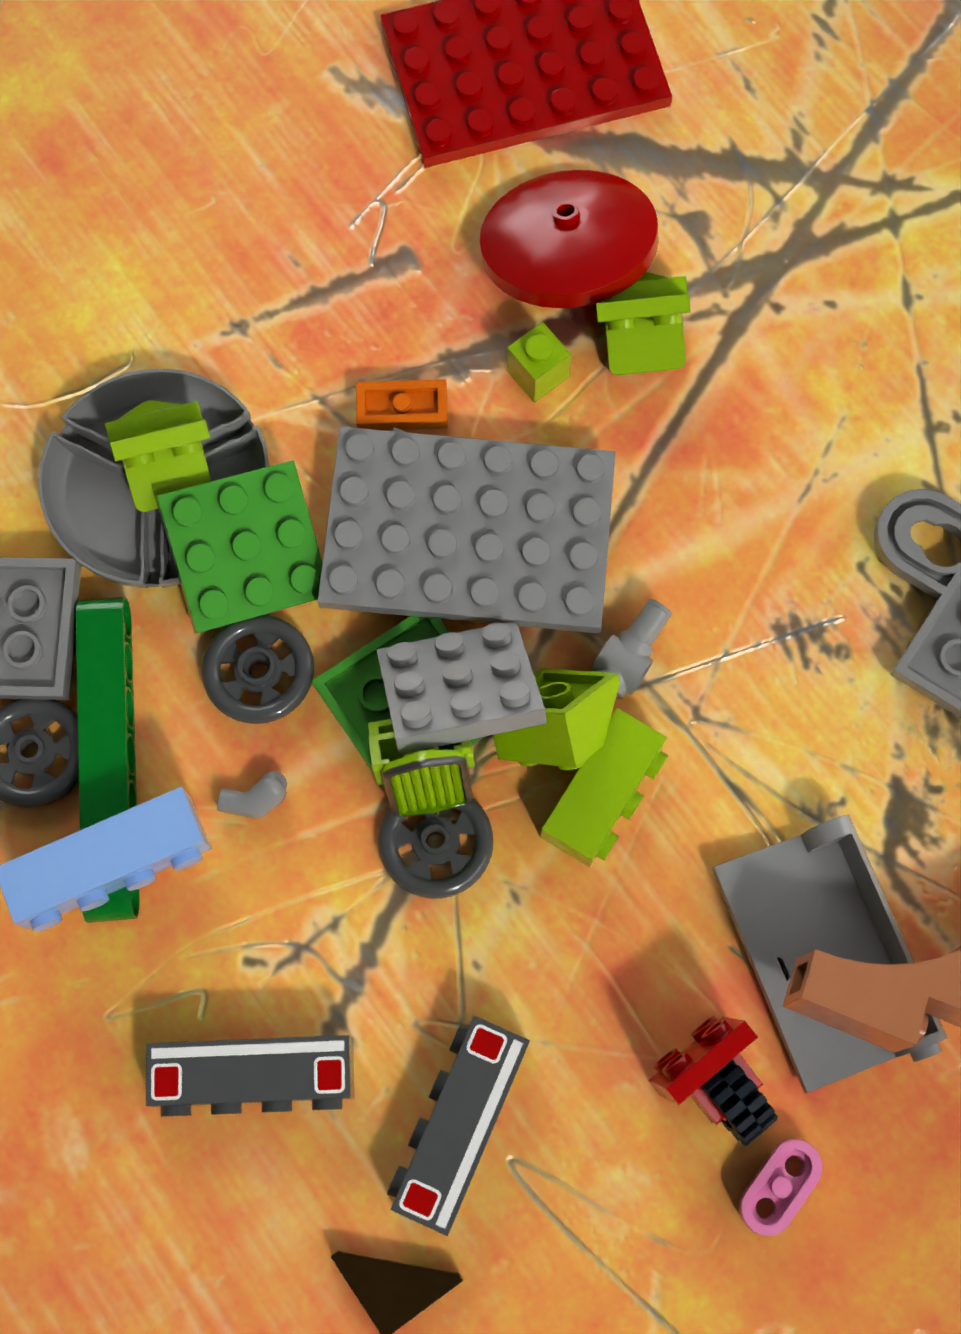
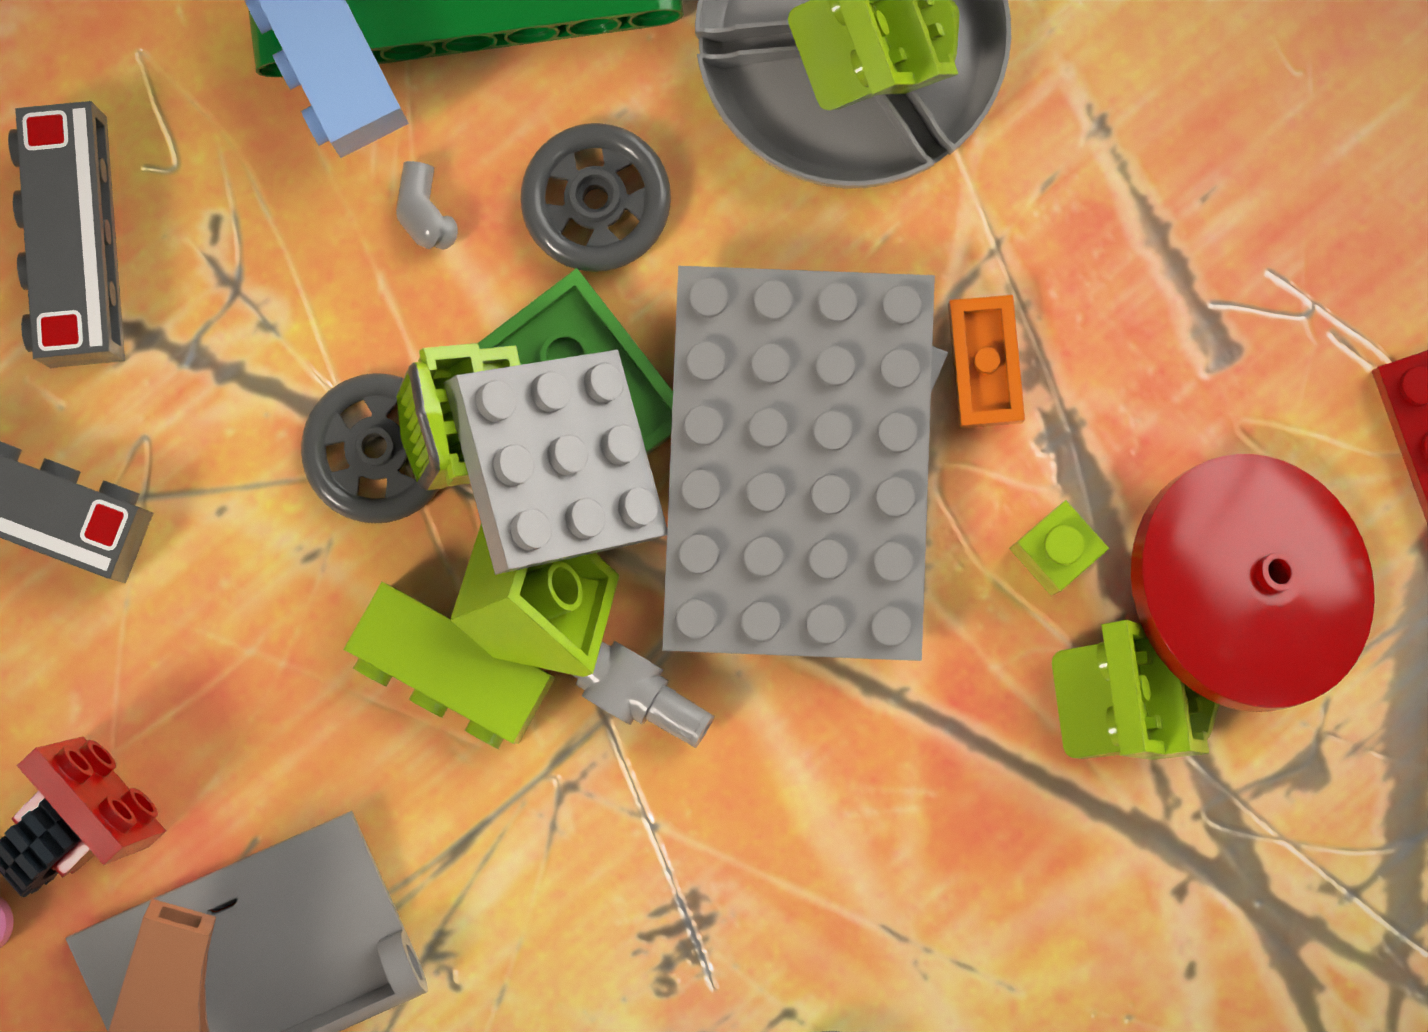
camera: 90 degrees right, 10 degrees up
(242, 545) = (754, 158): bright green plate -> none

